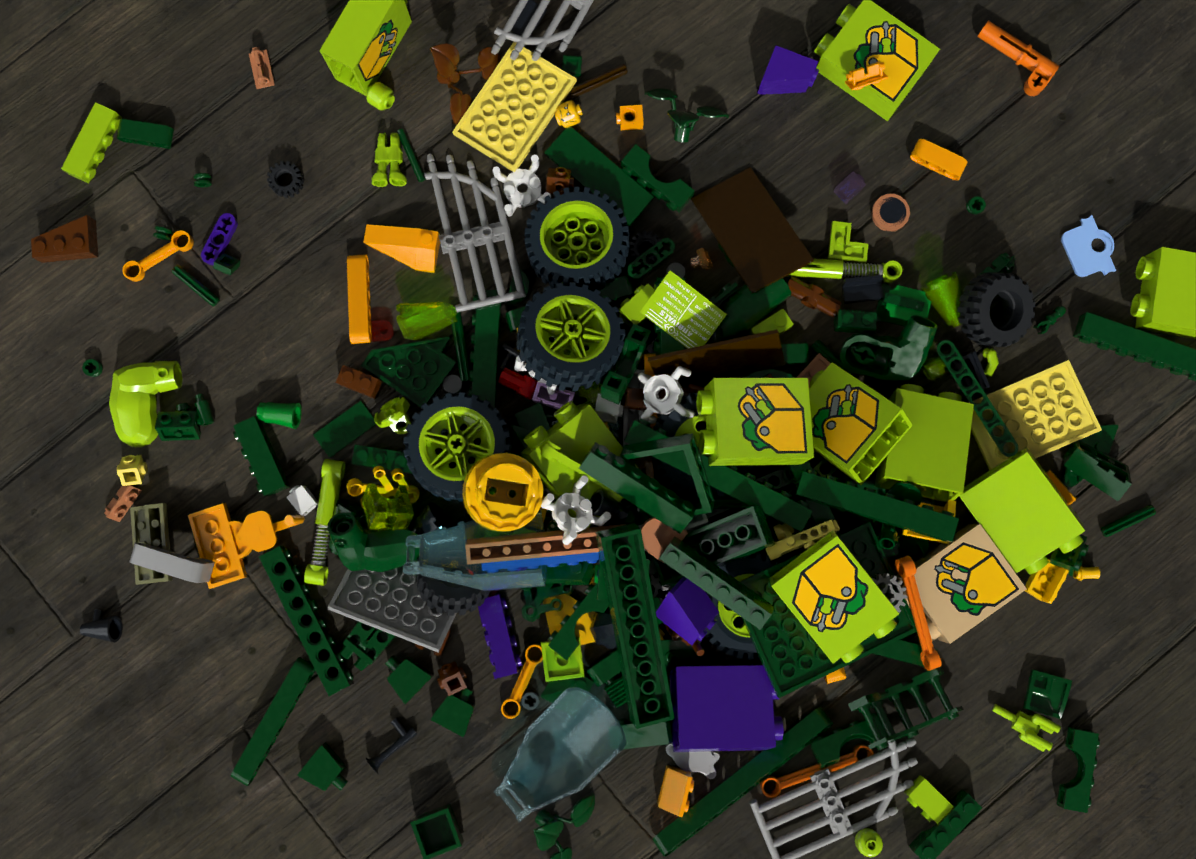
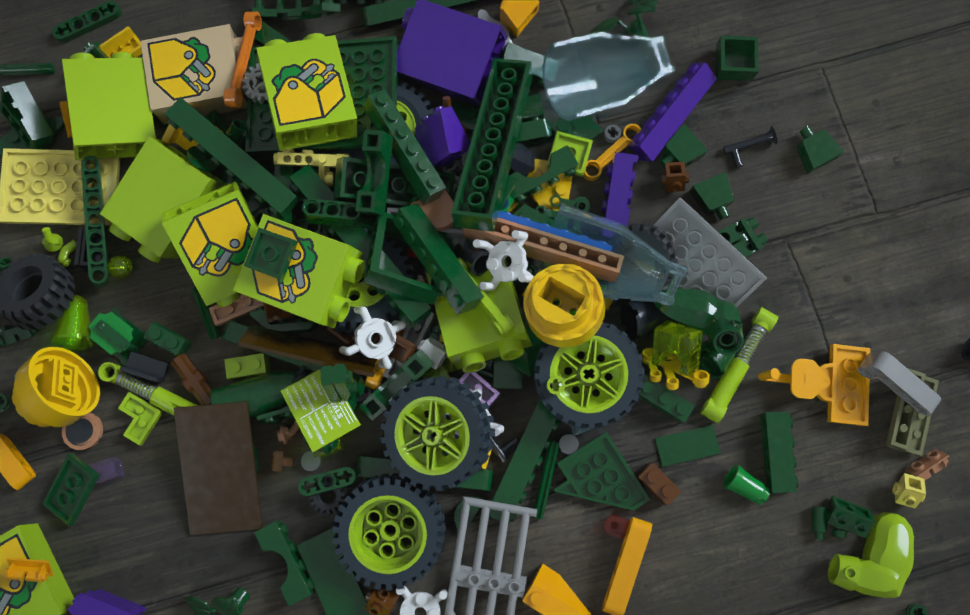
camera: 155 degrees left, 5 degrees down
(273, 721) = (848, 208): dark green beam -> none
(296, 614) = (785, 218): dark green brick -> none
(302, 499) = (753, 394): white brick -> none
(392, 413) = (638, 438): lime tile -> none
(424, 319) = (571, 519): clear neon green slope -> none
(476, 419) = (551, 380): none -> lime bush
(479, 747) = (672, 111): none -> dark purple brick
(521, 384) = (503, 414): red piece -> none
(631, 308) = (361, 438): lime brick -> none
(675, 338) = (338, 383): none -> dark green brick
(708, 285) = (285, 433): none -> nougat plate
(736, 561) = (373, 195): none -> dark green arch
(764, 490) = (323, 208): none -> dark green beam
(787, 421) = (271, 253): none -> dark green plate
(872, 158) = (70, 489): none -> dark green tile
(887, 356) = (151, 291): dark green piece -> none
(927, 233) = (55, 388): none -> yellow piece
(1009, 366) = (51, 242): none -> lime plate
(1087, 573) = (82, 40): yellow pin -> none
(1100, 597) = (88, 25): none -> dark green beam

